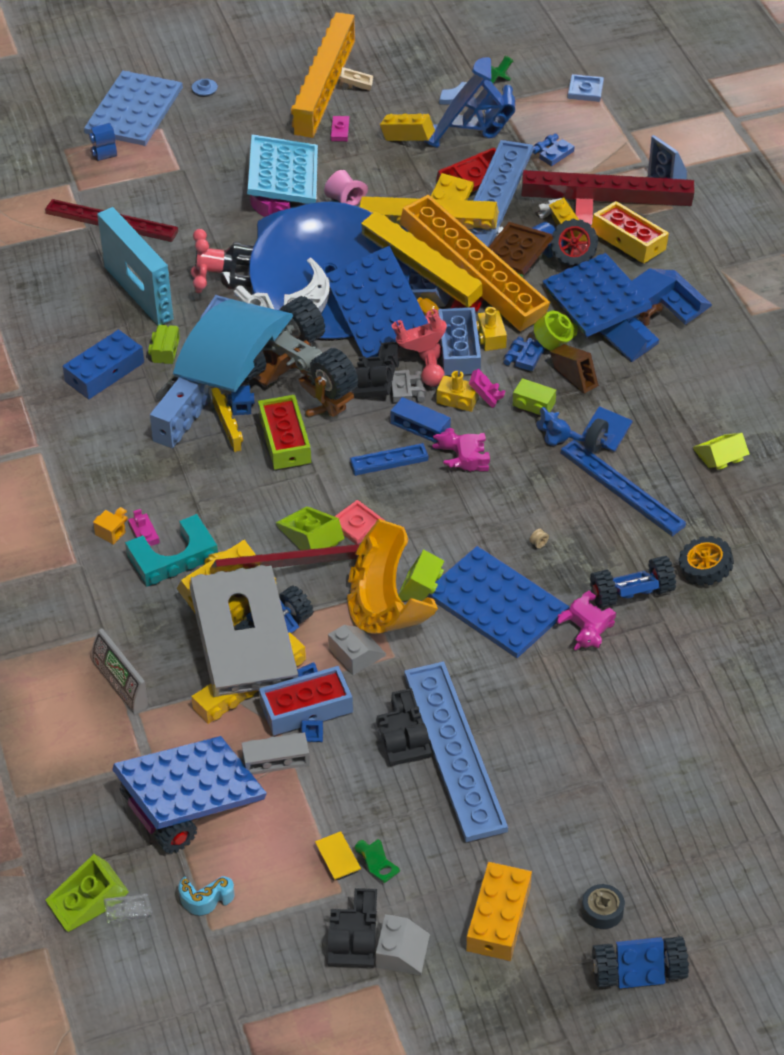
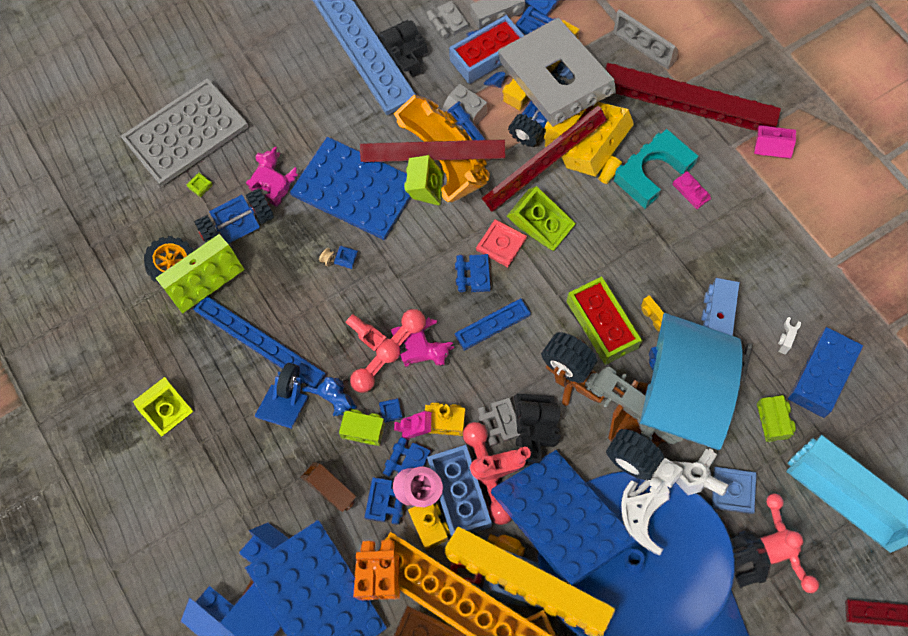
camera: 170 degrees right, 20 degrees up
(38, 543) = (775, 142): none -> dark pink brick
(103, 609) = (692, 98): none -> dark red brick
(110, 525) = (722, 181): light orange brick -> none
(120, 394) = (786, 340): none -> white plate
(238, 721) = (528, 24): none -> blue plate
(280, 300) = (666, 474): none -> white plate
(334, 762) = (451, 16): none -> light grey plate
(358, 622) = (463, 119): none -> blue pin
(388, 500) = (479, 273): none -> blue plate
(402, 594) = (435, 149): none -> dark red tile
(419, 419) = (473, 374): blue brick -> none
(494, 343) = (417, 486): none -> bright pink hat
(501, 369) = (415, 457): none -> blue plate
(505, 414) = (390, 410): none -> blue tile
(505, 446) = (386, 349): none -> coral connector
(520, 536) = (345, 257): none -> blue tile
(538, 293) = (377, 572): none -> orange hips
(554, 330) = (354, 526): lime piece -> none
(669, 637) = (199, 185): none -> lime tile
(672, 533) = (200, 273): none -> lime brick
(681, 692) = (184, 132): none -> light grey plate

